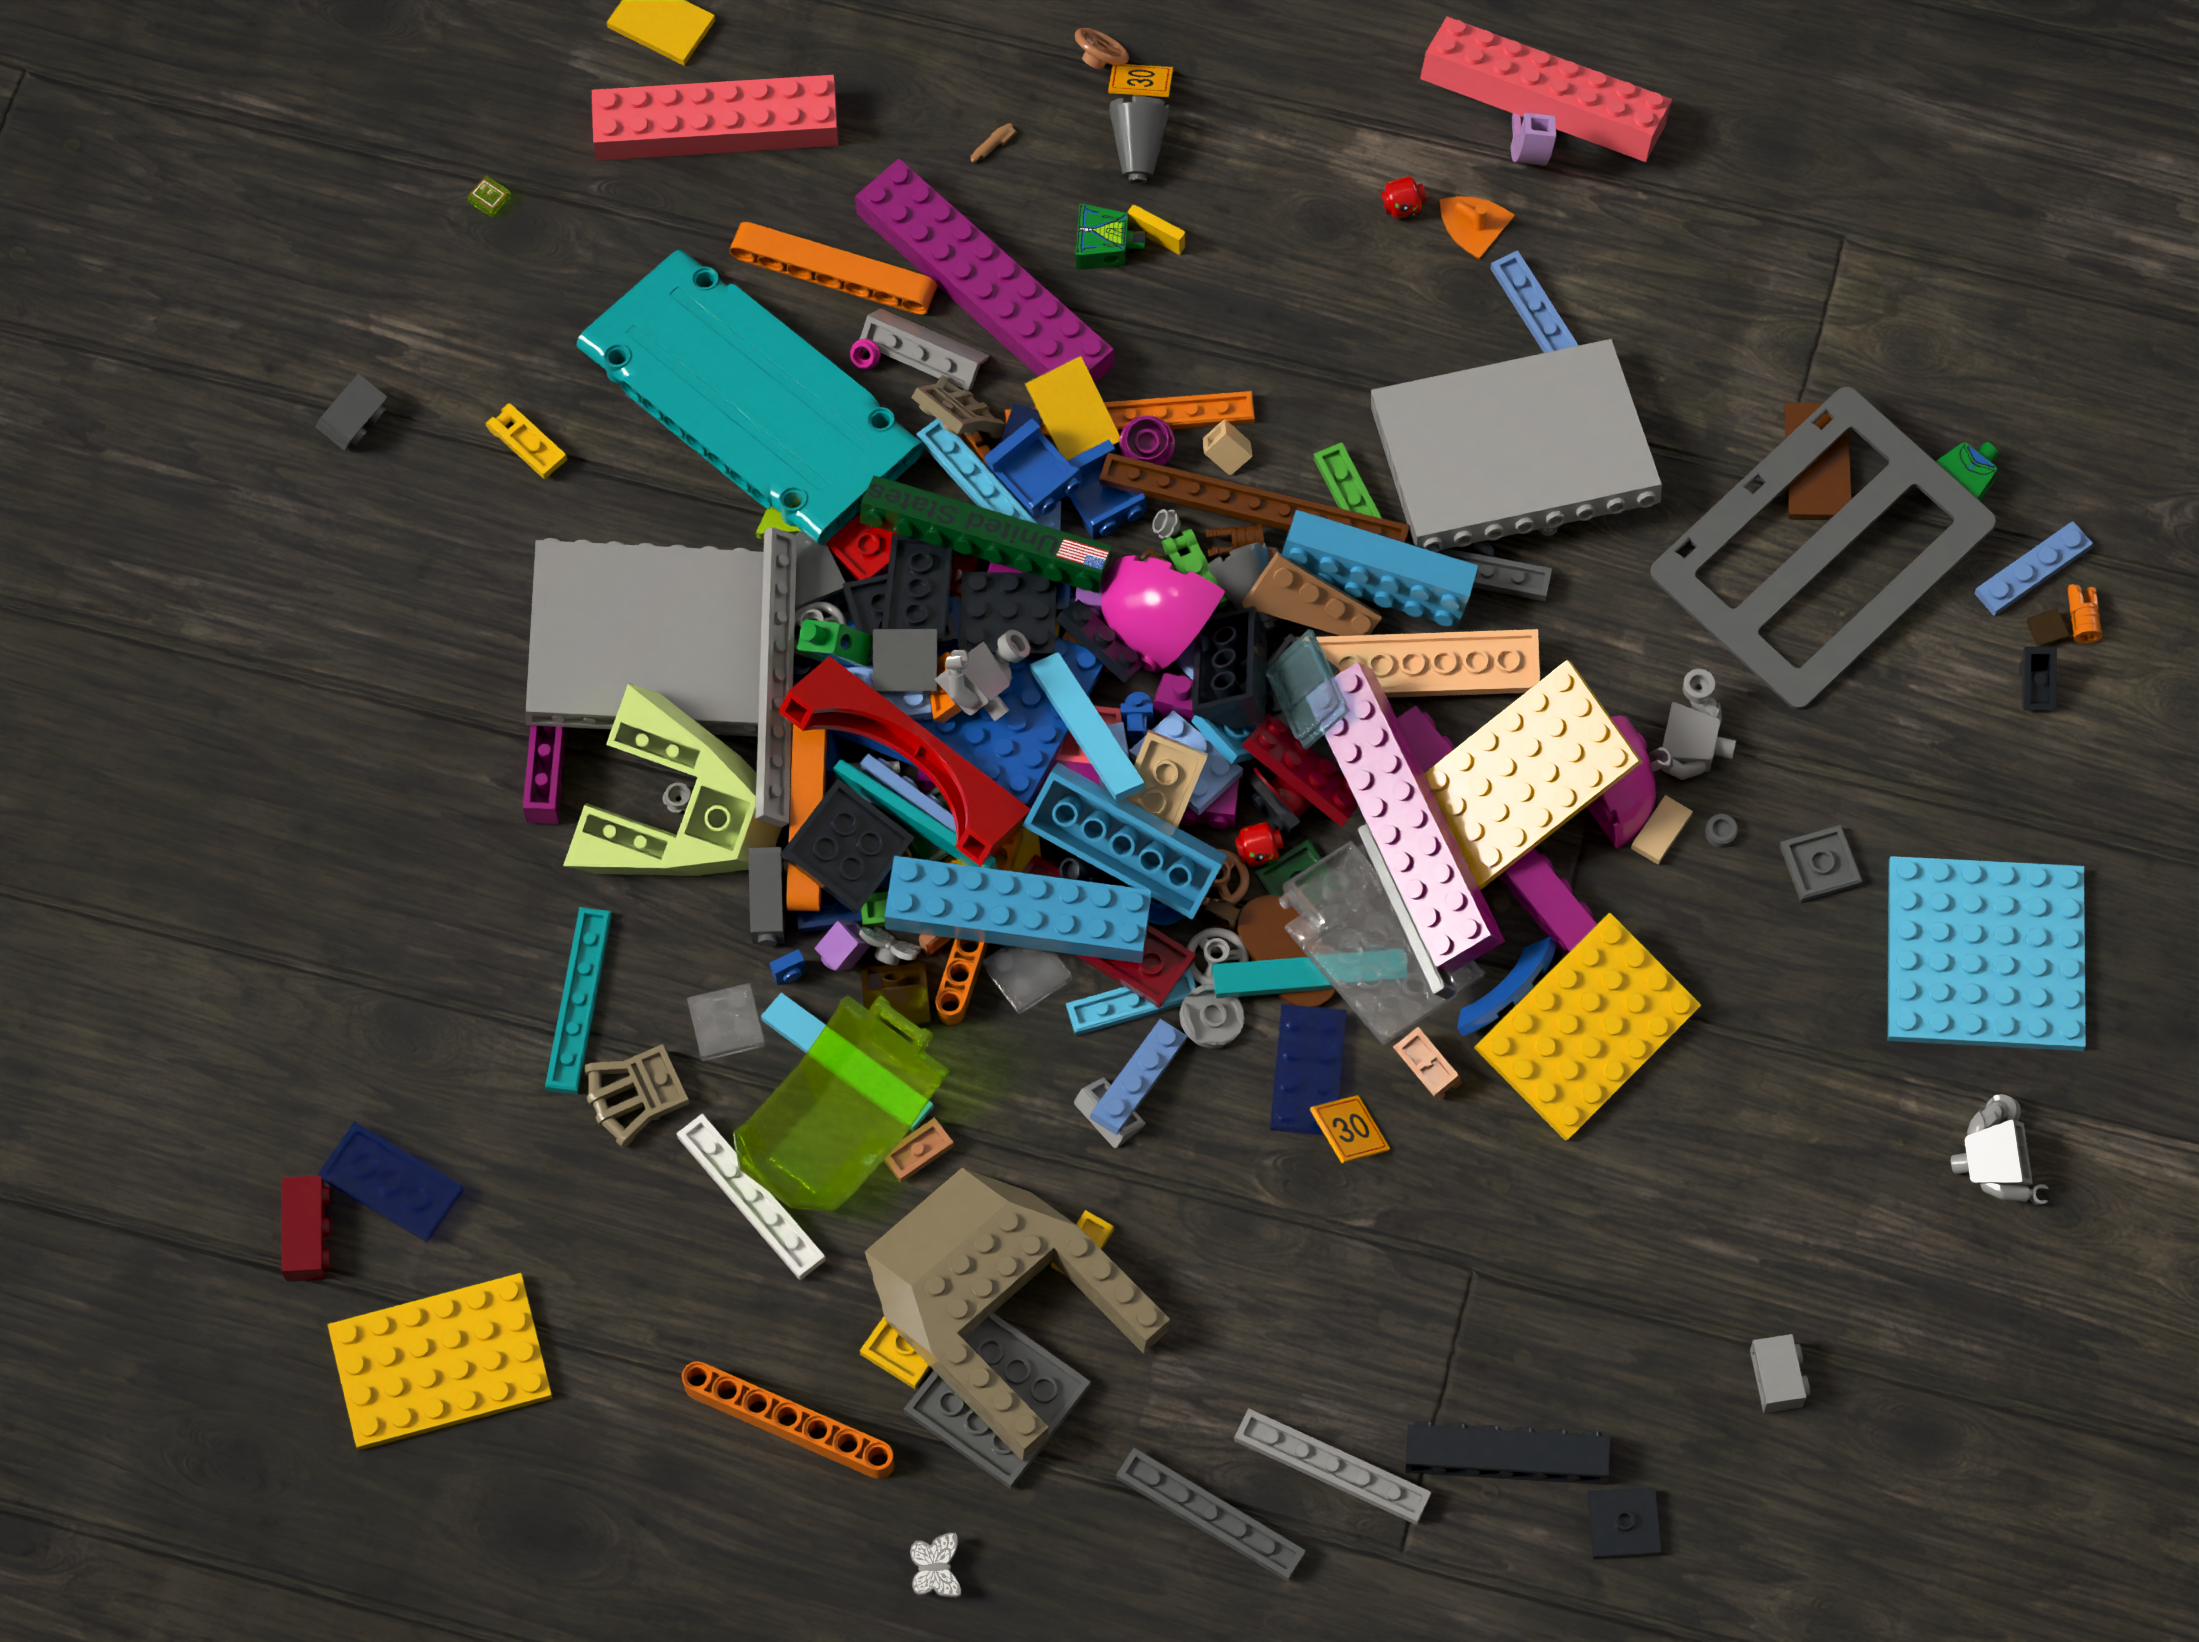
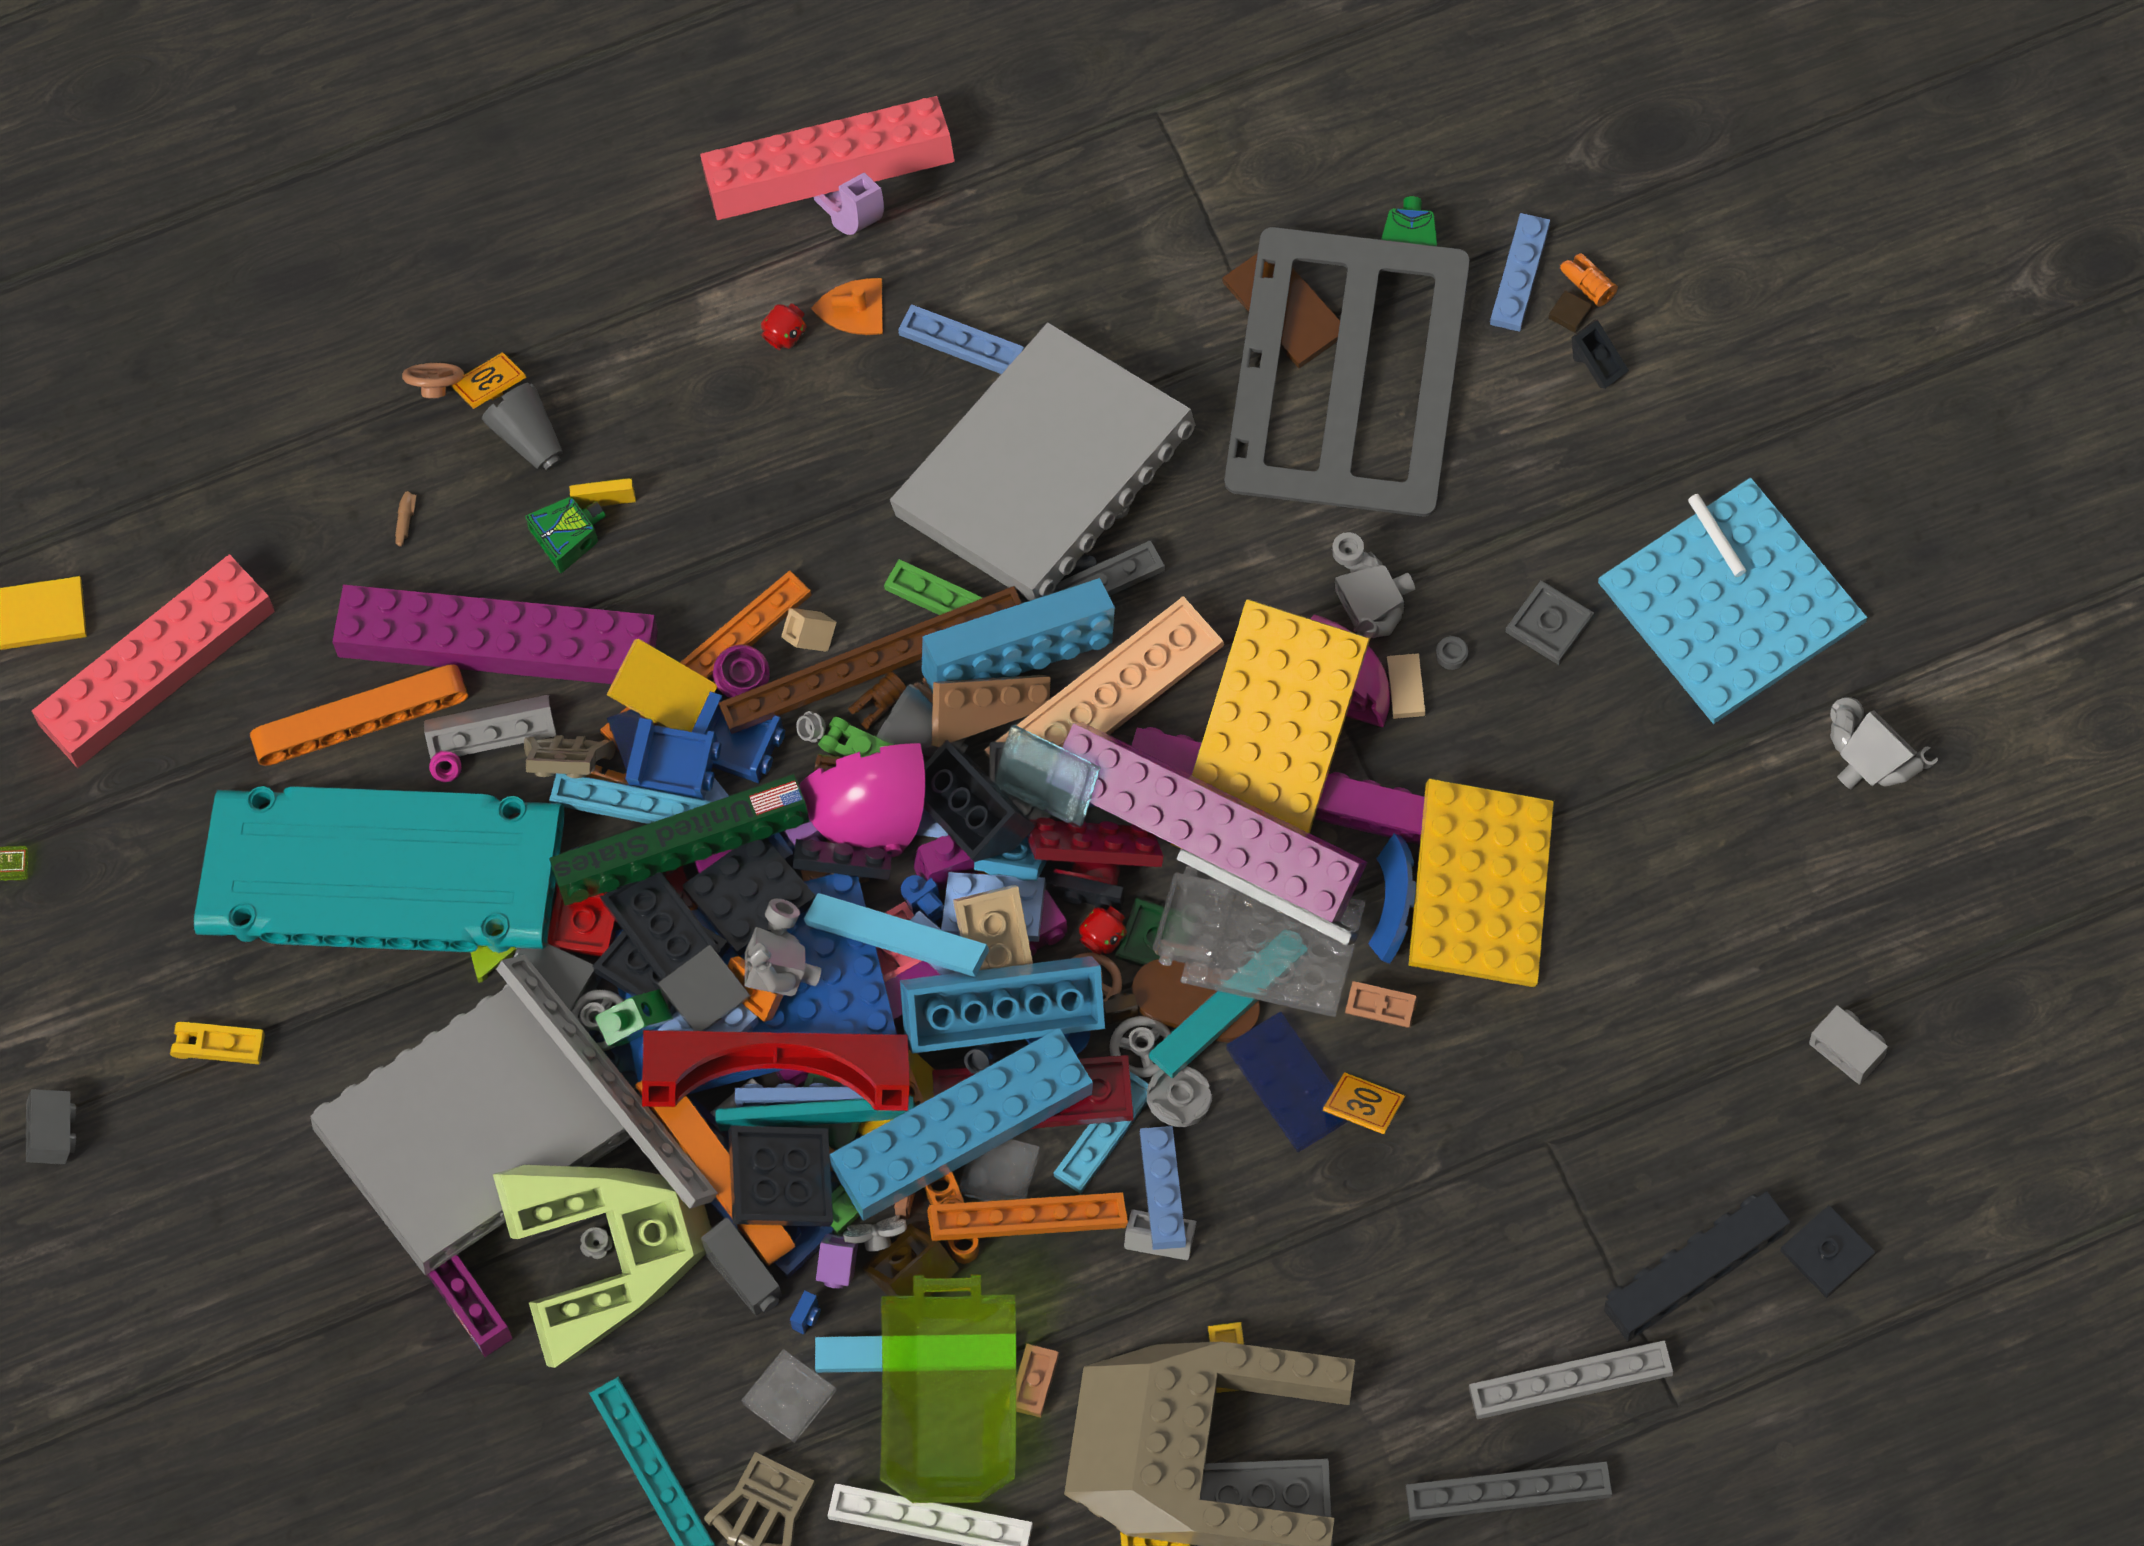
camera: 35 degrees left, 0 degrees up
(1013, 1020) = (1027, 1216): none -> orange plate
(2013, 891) = (1717, 535): none -> white bar

